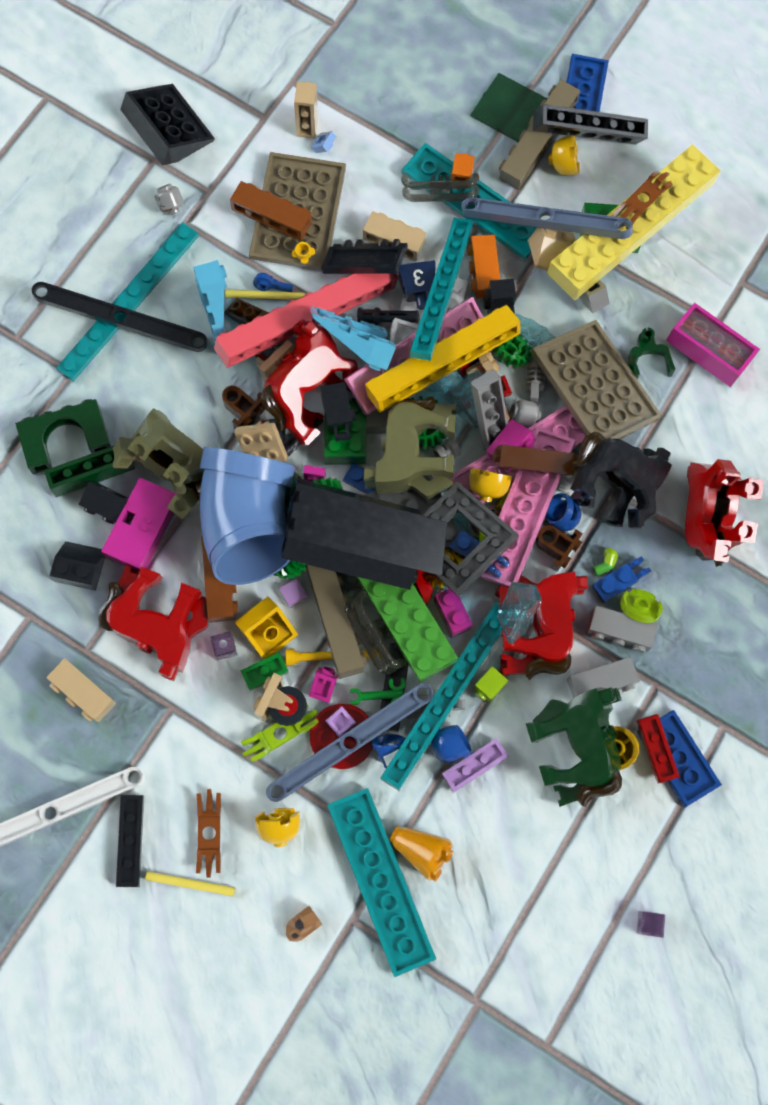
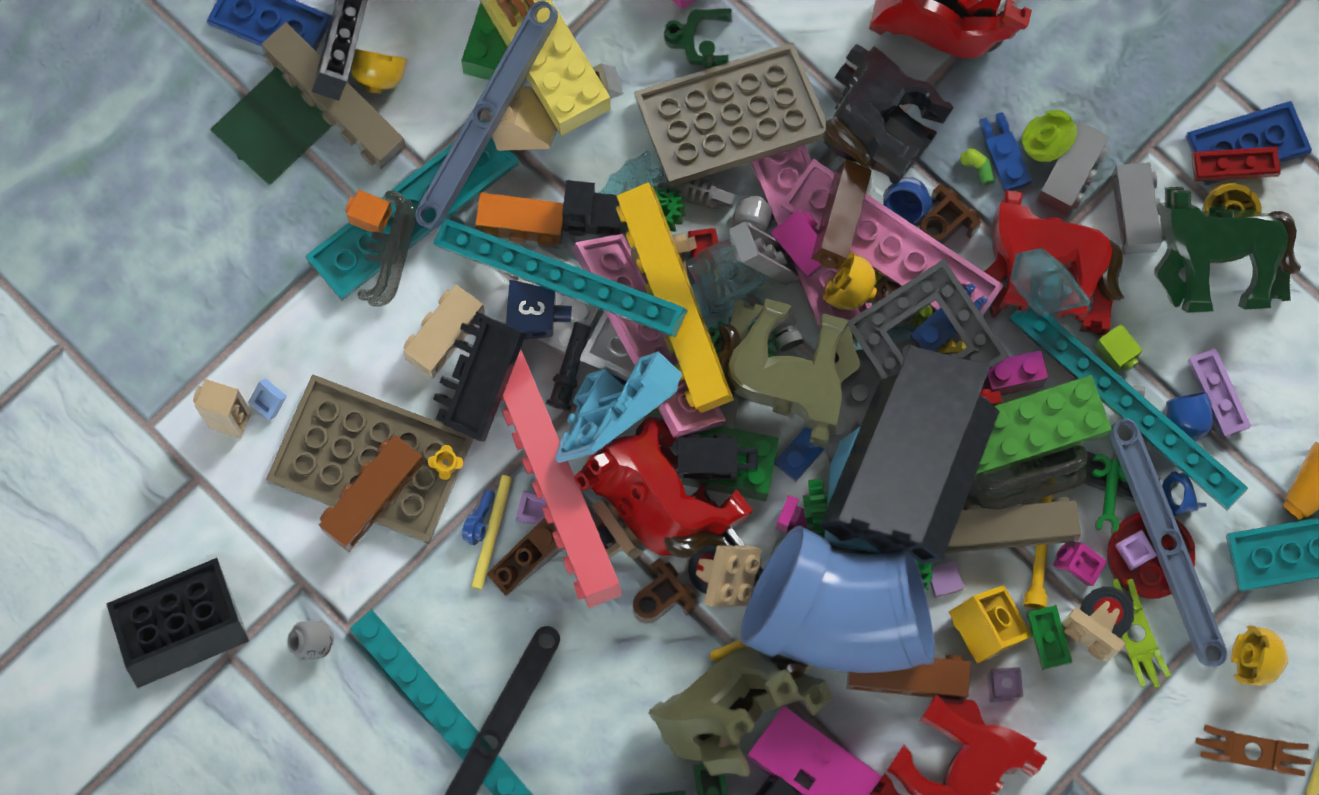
camera: 75 degrees left, 0 degrees up
(211, 285) = (506, 595): medium azure wedge -> none

